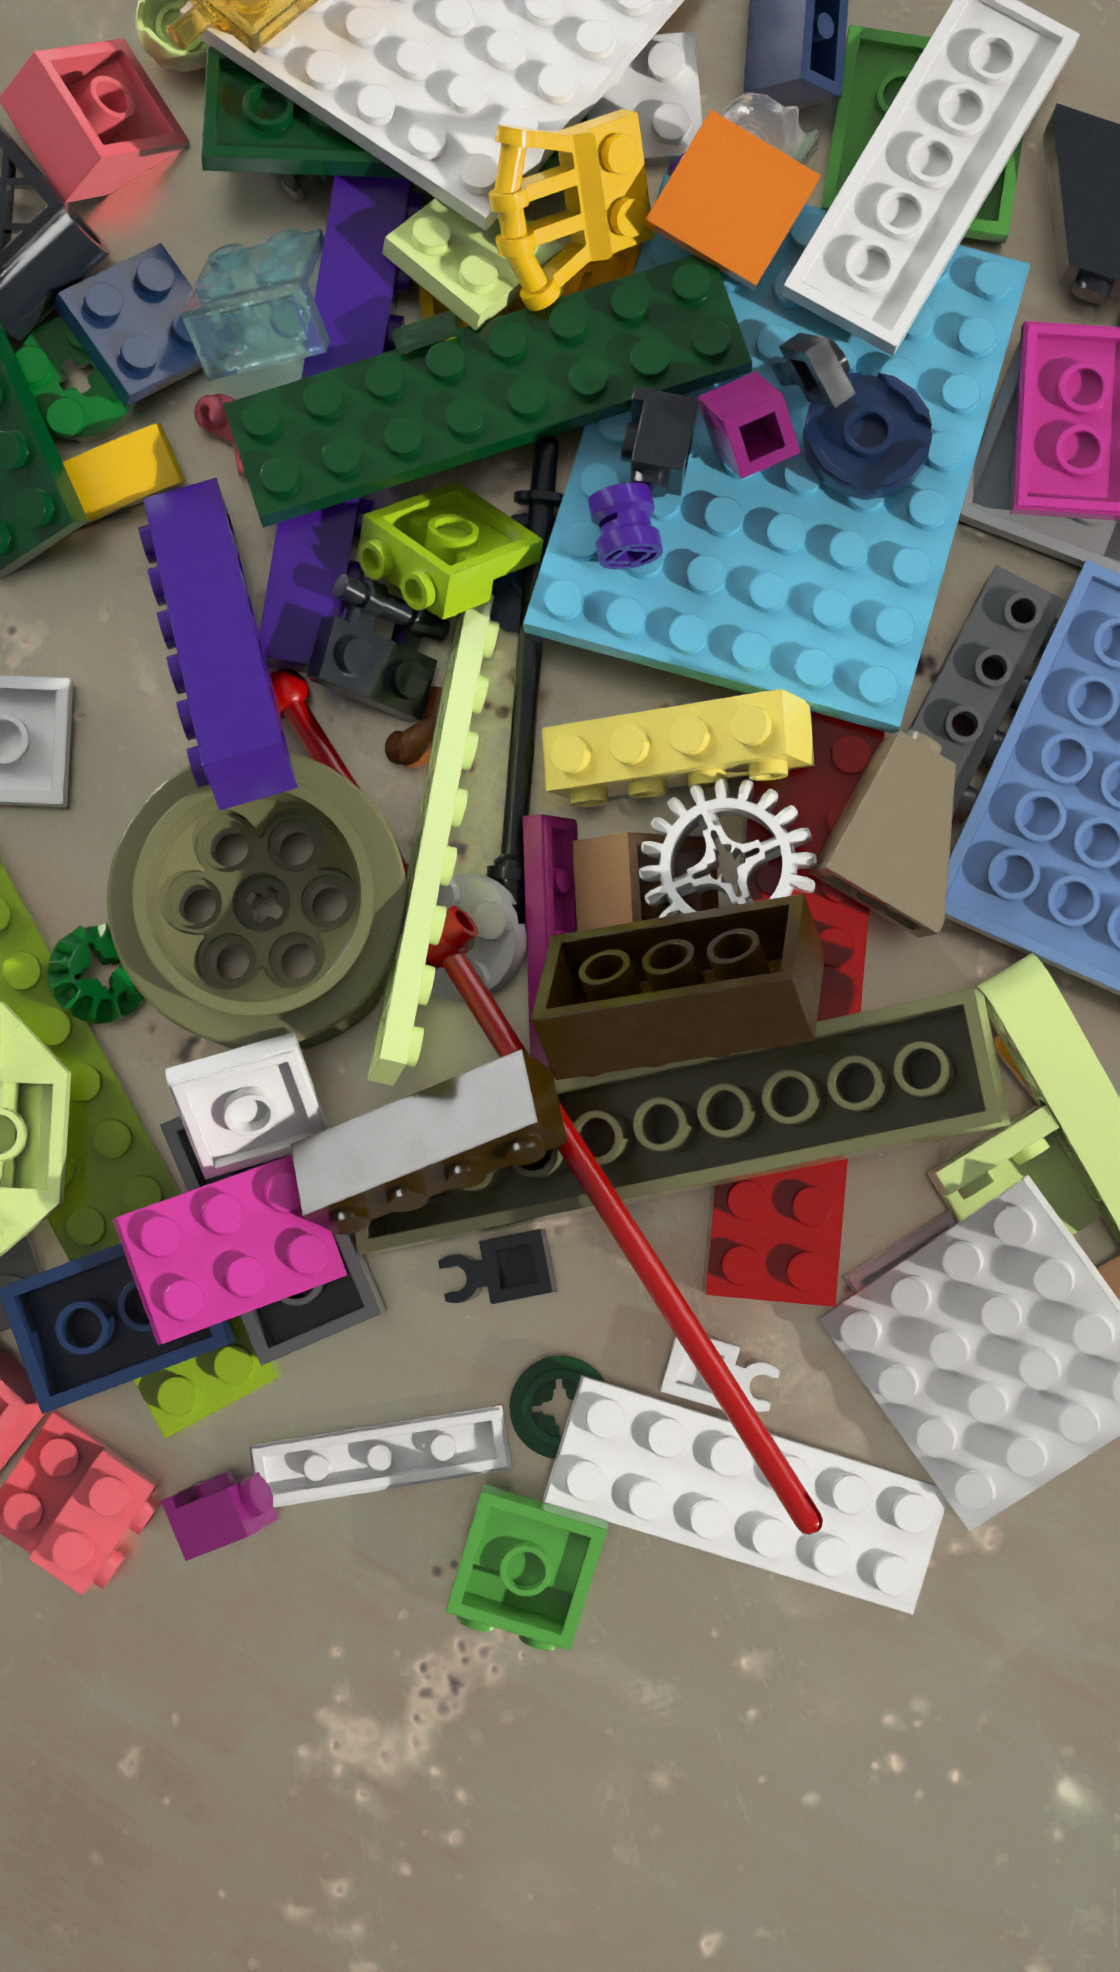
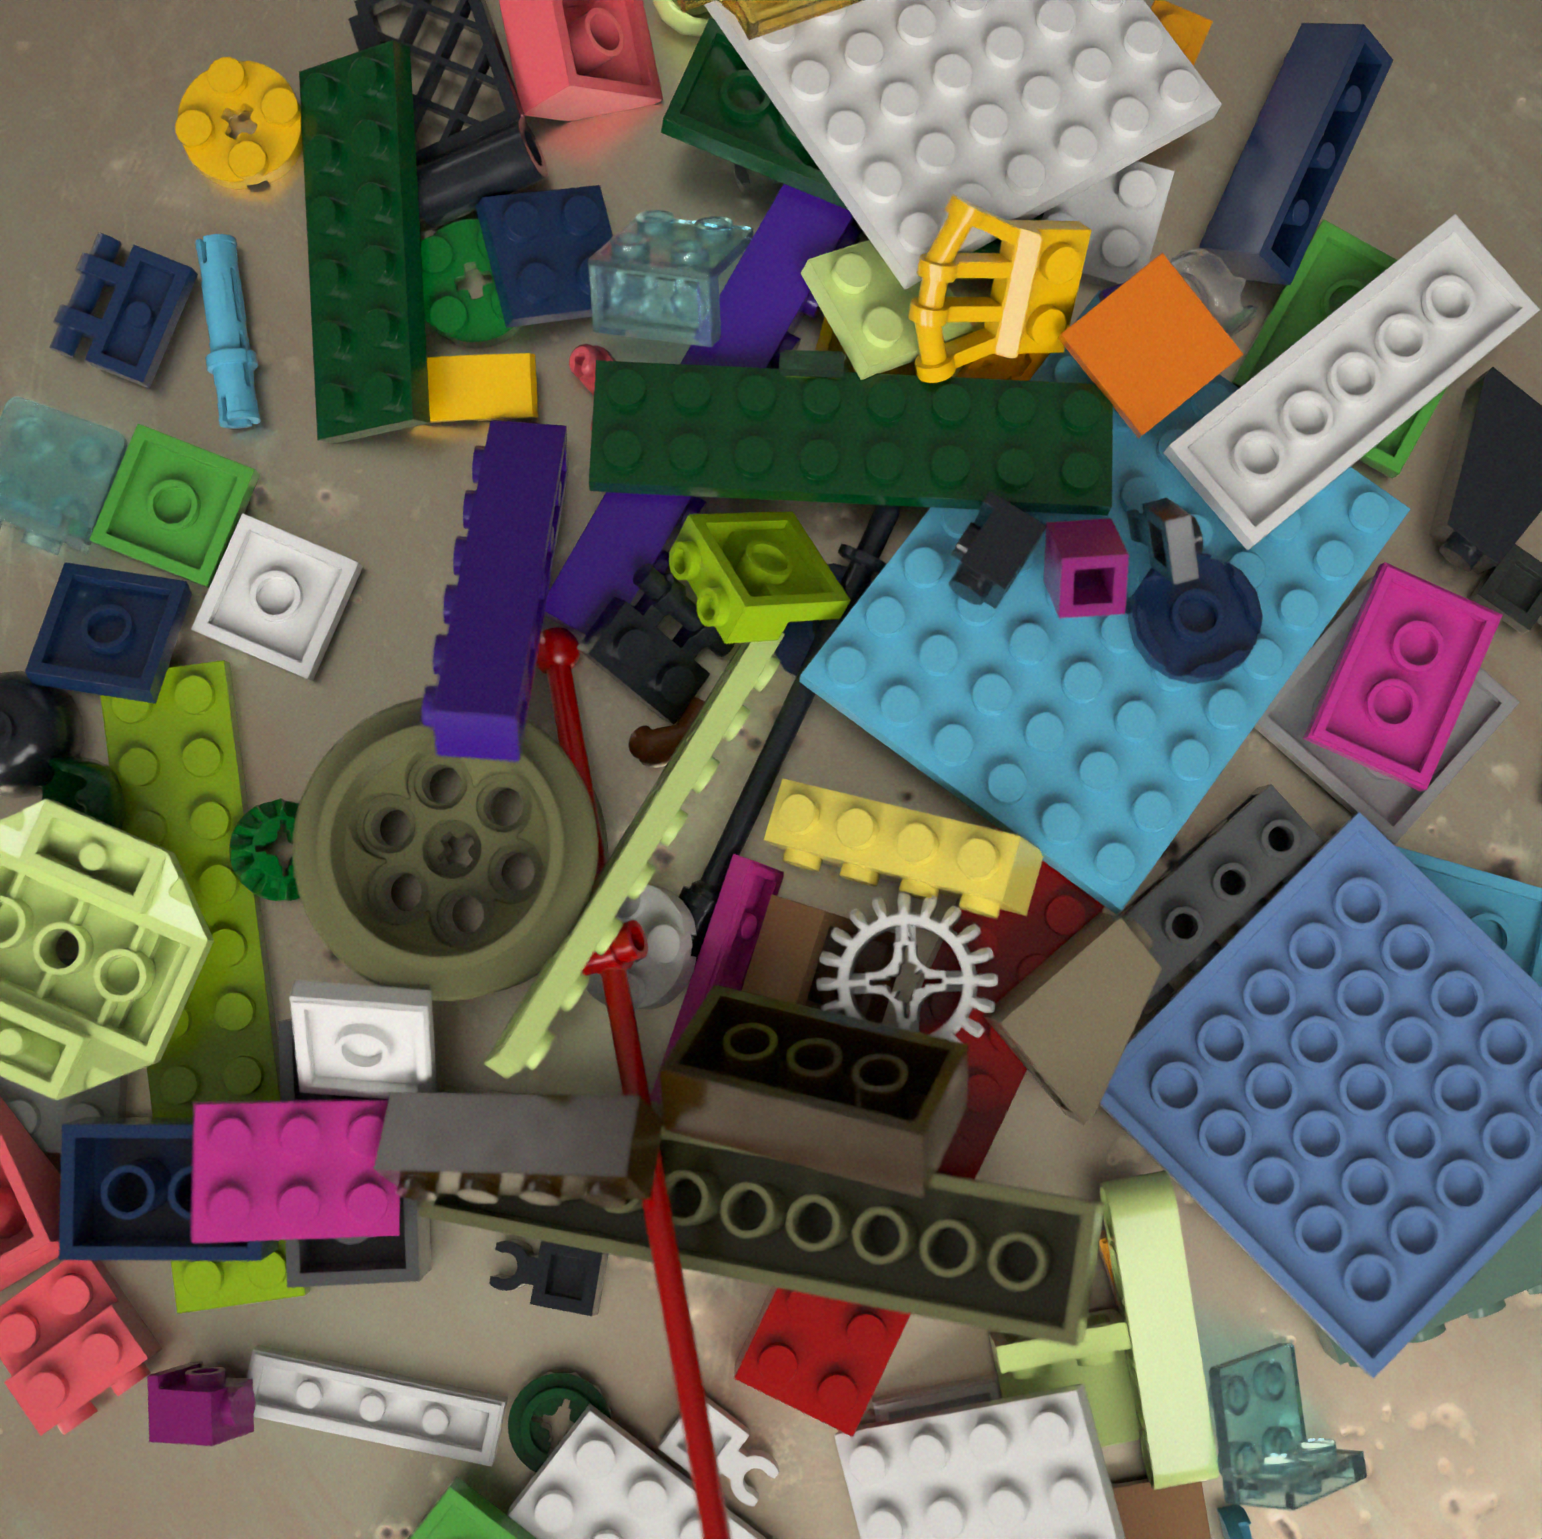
camera: 20 degrees right, 0 degrees up
(625, 526) = (931, 620): dark purple wheel -> none

